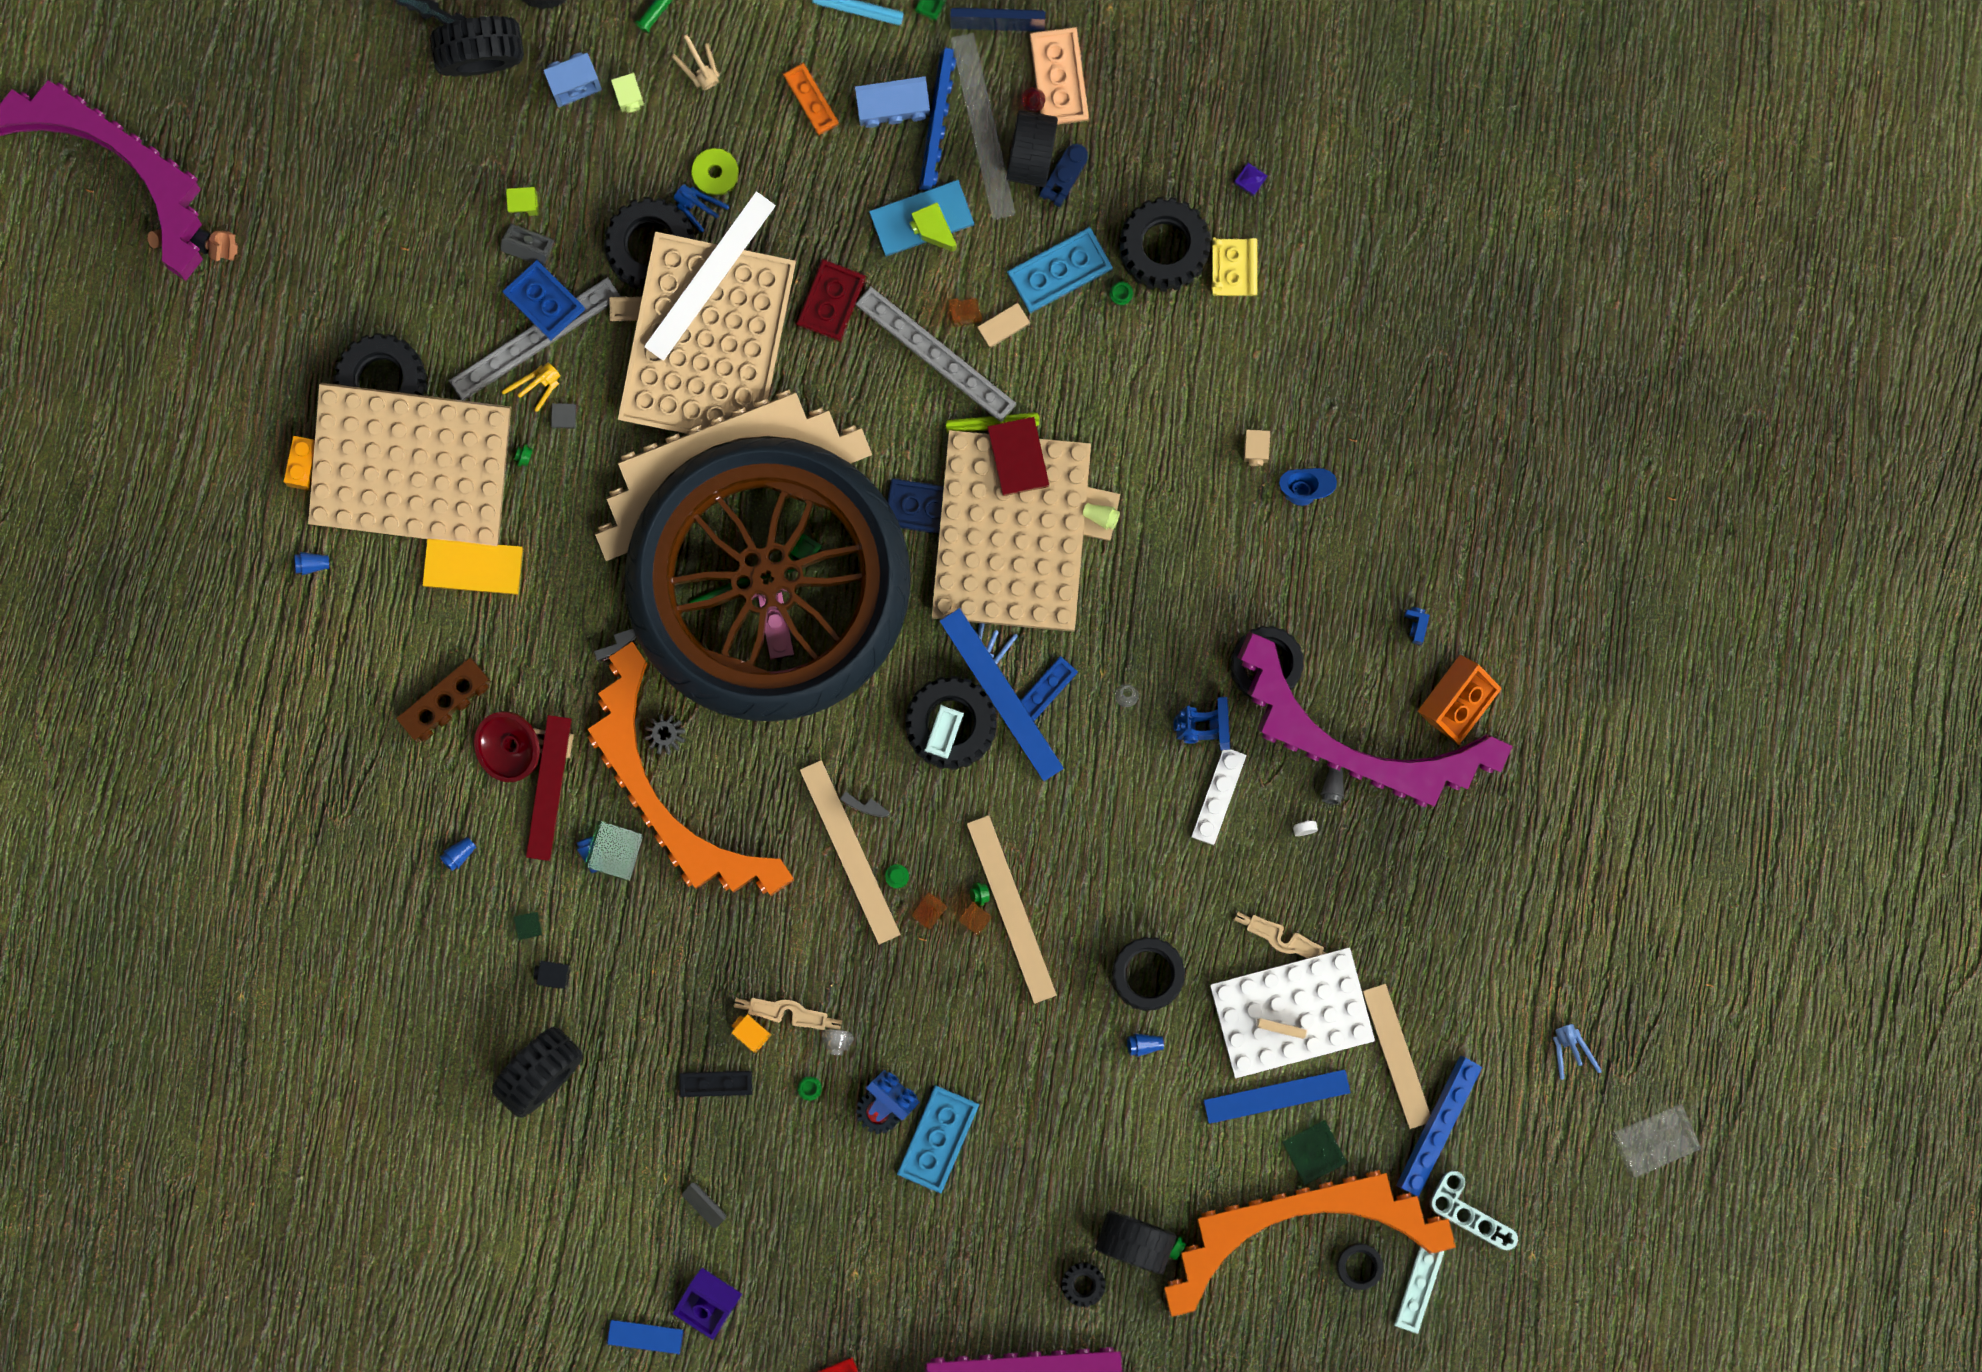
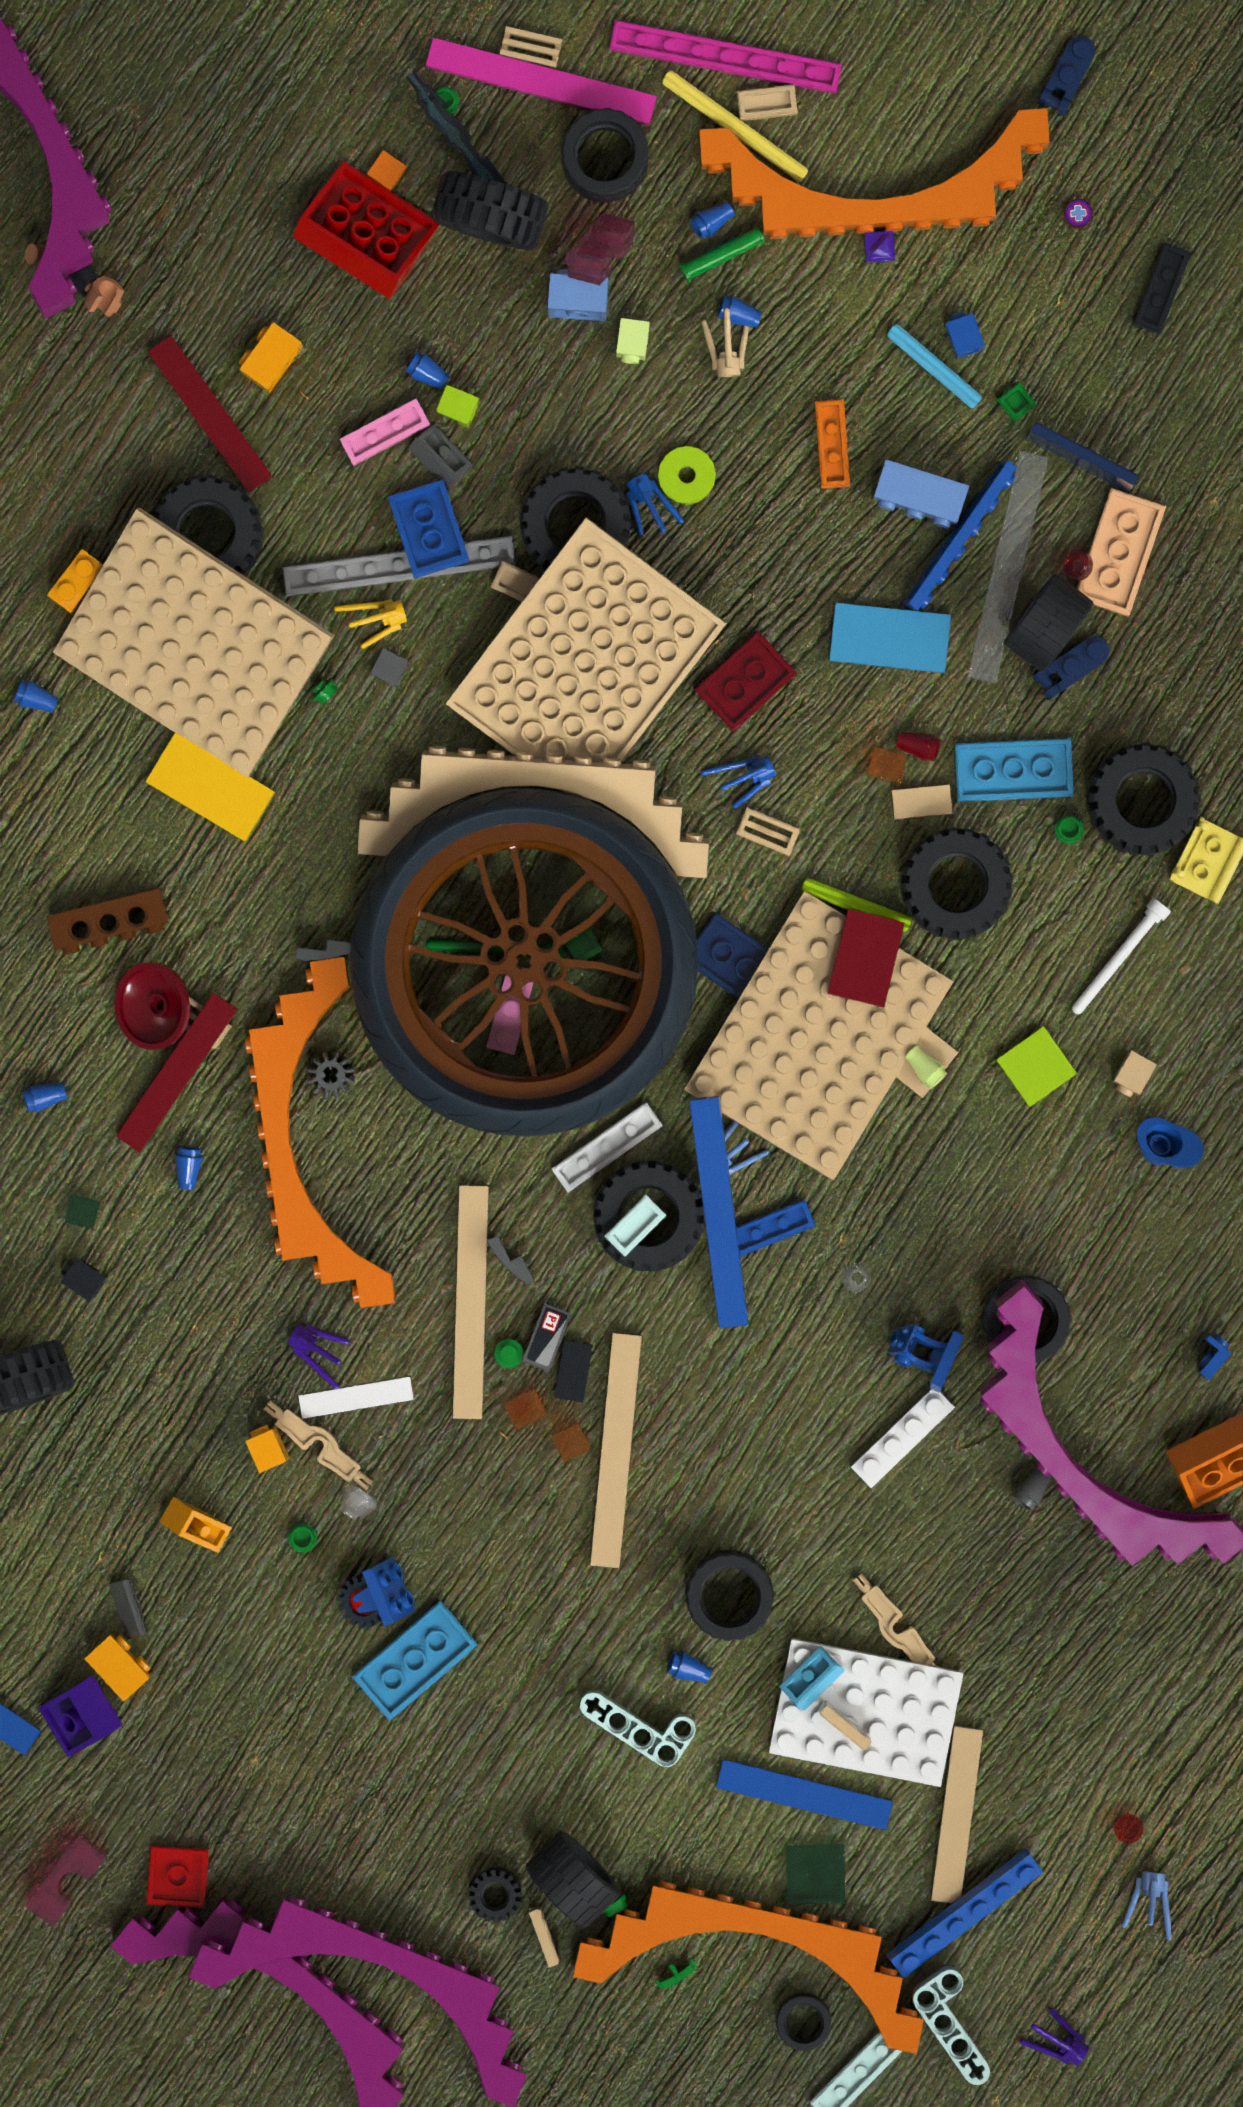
camera: 35 degrees right, 5 degrees up
(341, 295) = (210, 414): none -> dark red tile
(366, 232) = (270, 357): none -> light orange brick
(387, 57) = (387, 170): none -> orange tile
(392, 107) = (365, 230): none -> red slope
(477, 246) = (384, 432): none -> bright pink plate
(486, 187) = (427, 371): none -> blue cone
(569, 35) = (593, 253): none -> clear pink arch
(613, 850) = (214, 1176): clear green tile -> none
(697, 35) = (740, 312): none -> blue cone
(709, 276) = (622, 595): white tile -> none
(716, 1084) = (203, 1483): black tile -> none
(718, 1251) = (119, 1666): none -> light orange brick
(724, 1117) = (195, 1524): none -> light orange slope
(739, 940) = (304, 1340): none -> dark purple plant
(799, 965) = (356, 1397): none -> white sticker
(873, 360) = (759, 771): none -> blue plant
(895, 689) = (607, 1147): none -> white tile
(905, 410) = (791, 841): none -> tan tile
(919, 850) = (546, 1337): none -> slope
(933, 227) = (896, 656): lime slope -> none
(935, 354) = (831, 798): light grey tile -> none
(951, 866) = (573, 1371): none -> black tile
(979, 894) = (589, 1417): green plate -> none
(981, 285) = (919, 745): none -> dark red cone
(1062, 339) = (965, 844): none -> black tyre
(1124, 1105) = (634, 1723): none -> light aqua beam
(1135, 1297) = (544, 1936): none -> tan tile
(1182, 477) = (1036, 1066): none -> lime tile
(1214, 323) = (1155, 912): none -> white piece
(1239, 1005) = (811, 1678): none -> medium azure slope
(1249, 1278) = (677, 1976): none -> green piece
(1305, 828) = (979, 1518): white tile -> none
(1529, 1004) = (1128, 1828): none -> clear red plate
(1568, 1188) = (1071, 2049): none -> dark purple plant
(1656, 1140) = (1192, 2045): clear brick -> none

